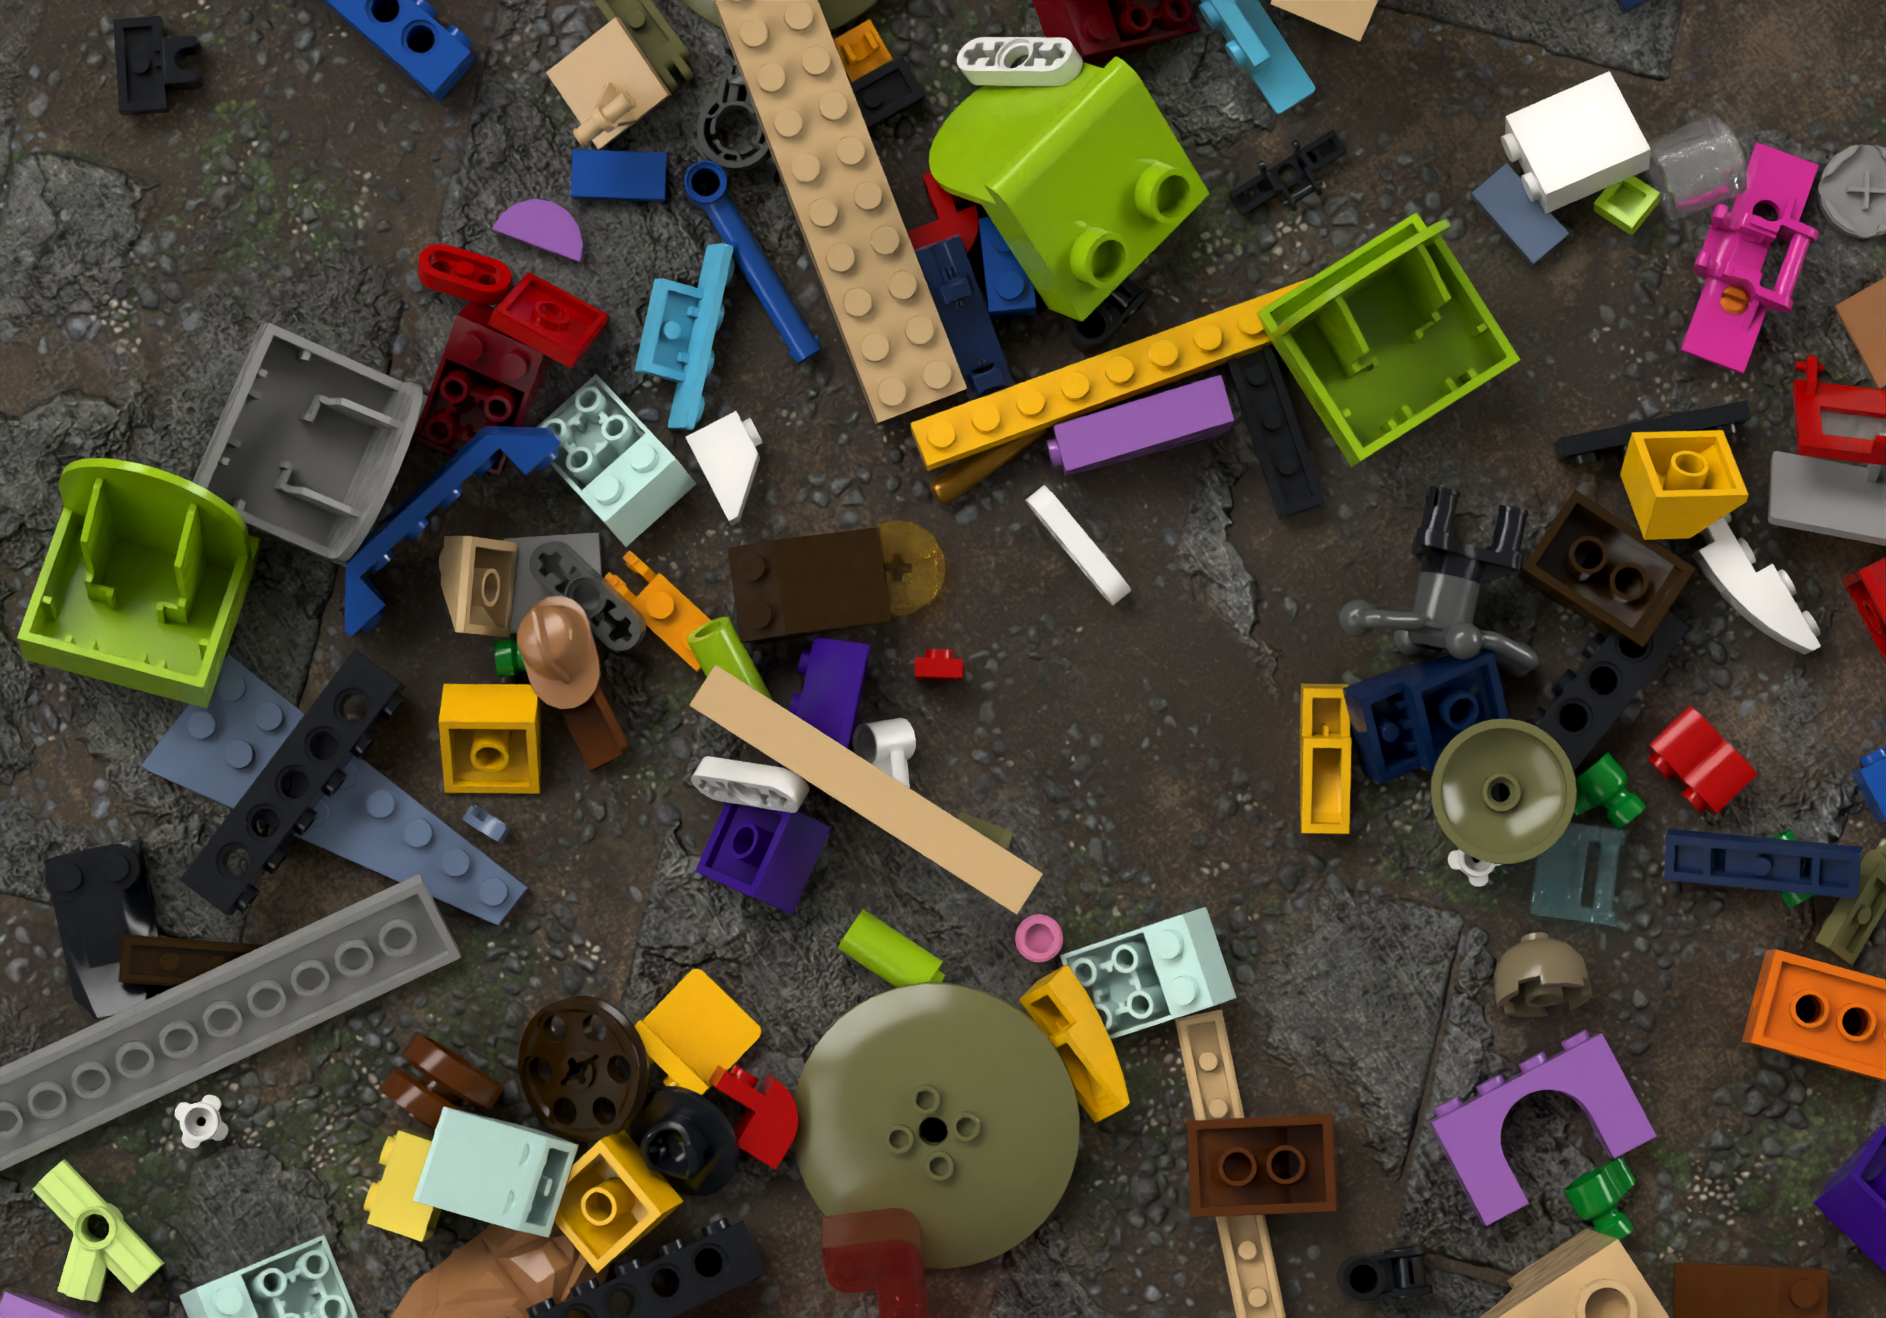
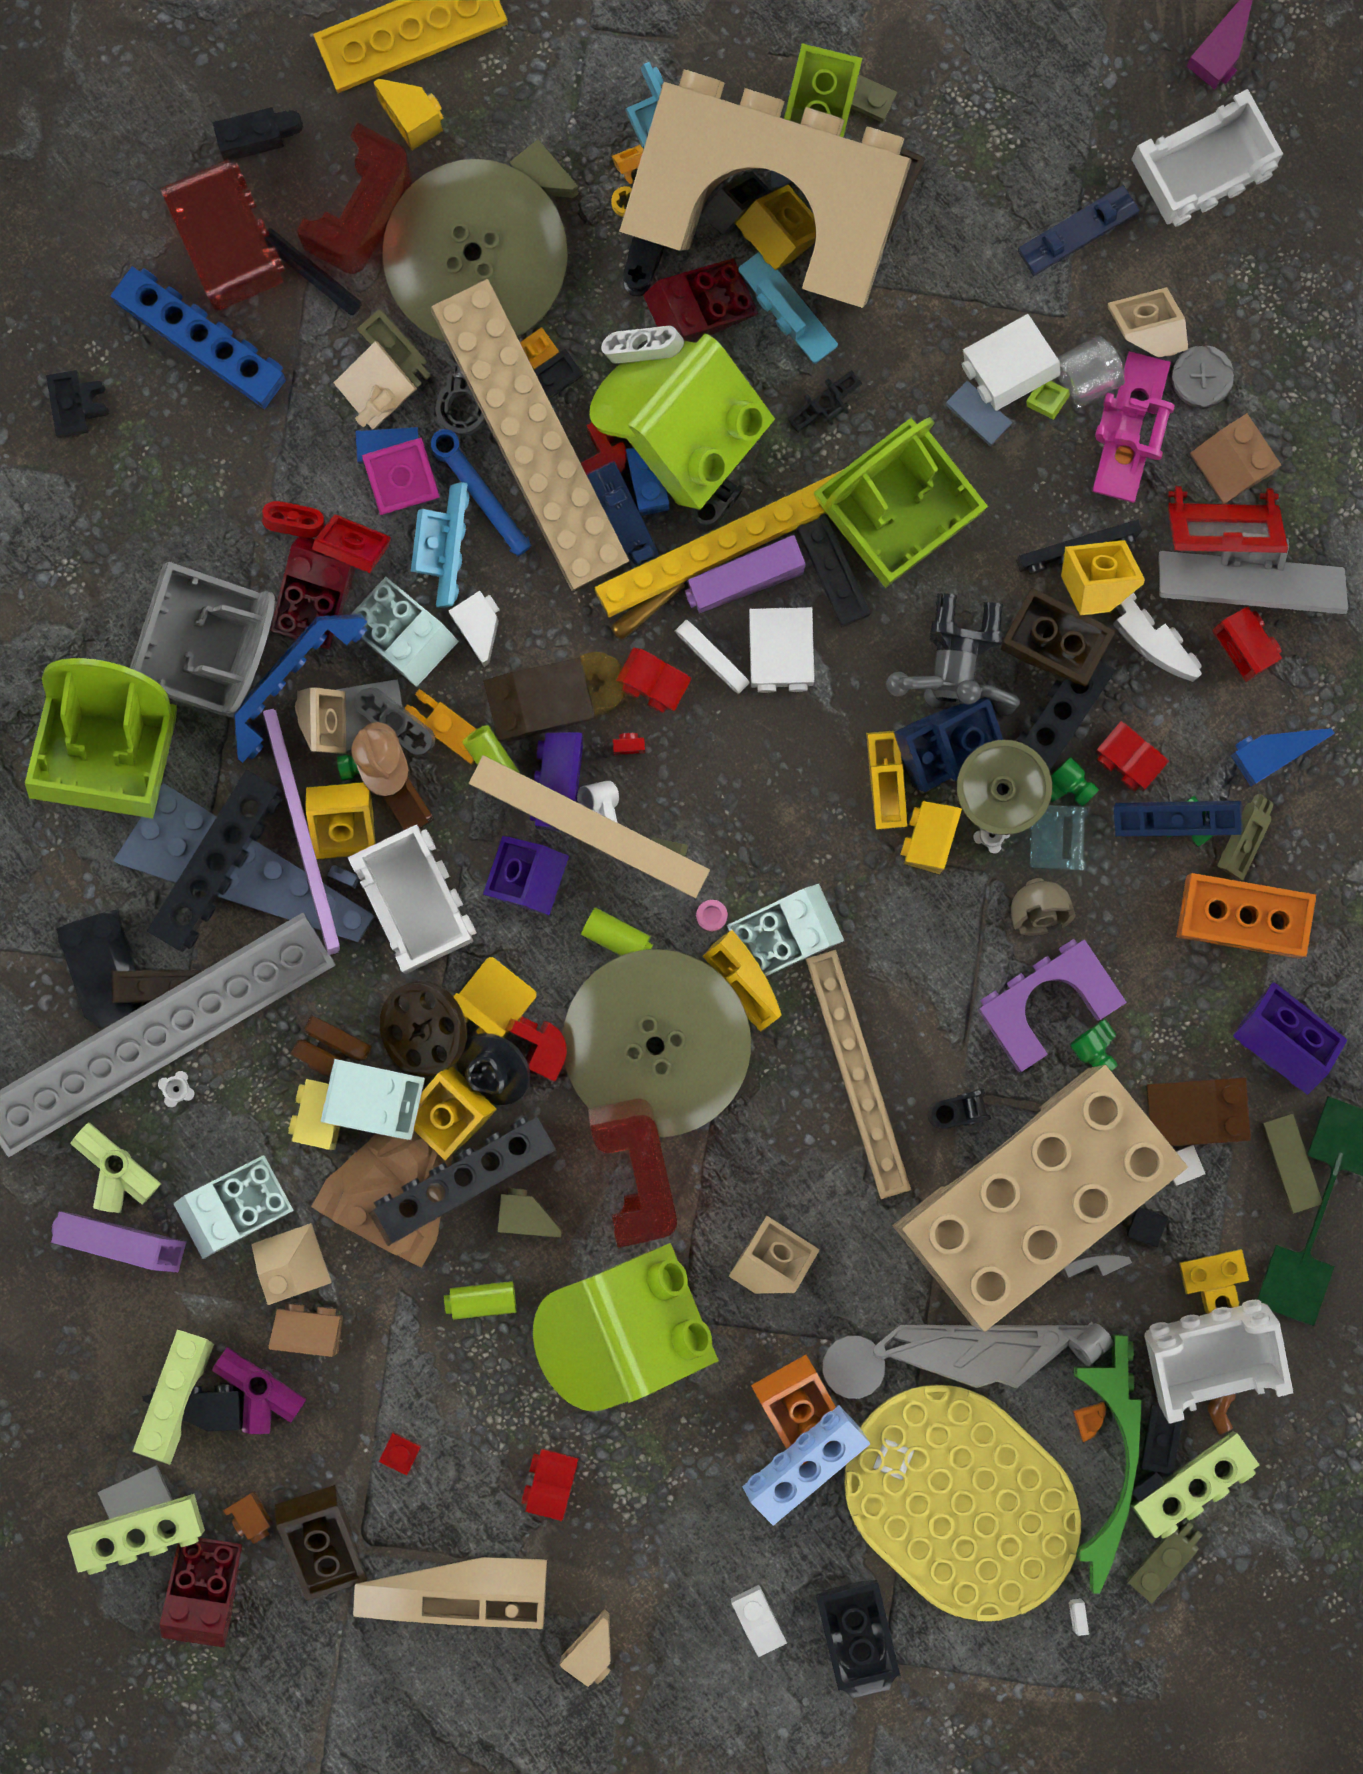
camera: 10 degrees left, 0 degrees up
(429, 751) = (301, 832): none -> lavender tile
(544, 227) = (342, 484): medium lavender tile -> none
(588, 869) = (413, 898): none -> white windscreen
(634, 224) = (401, 476): none -> dark pink tile
(750, 784) = (513, 832): white beam -> none
(986, 572) = (653, 679): none -> red brick
(1184, 544) = (781, 649): none -> white brick
(1263, 1166) = (873, 1047): reddish brown slope -> none
(1384, 853) = (931, 836): none -> yellow slope
(1796, 102) = (1152, 322): none -> tan slope

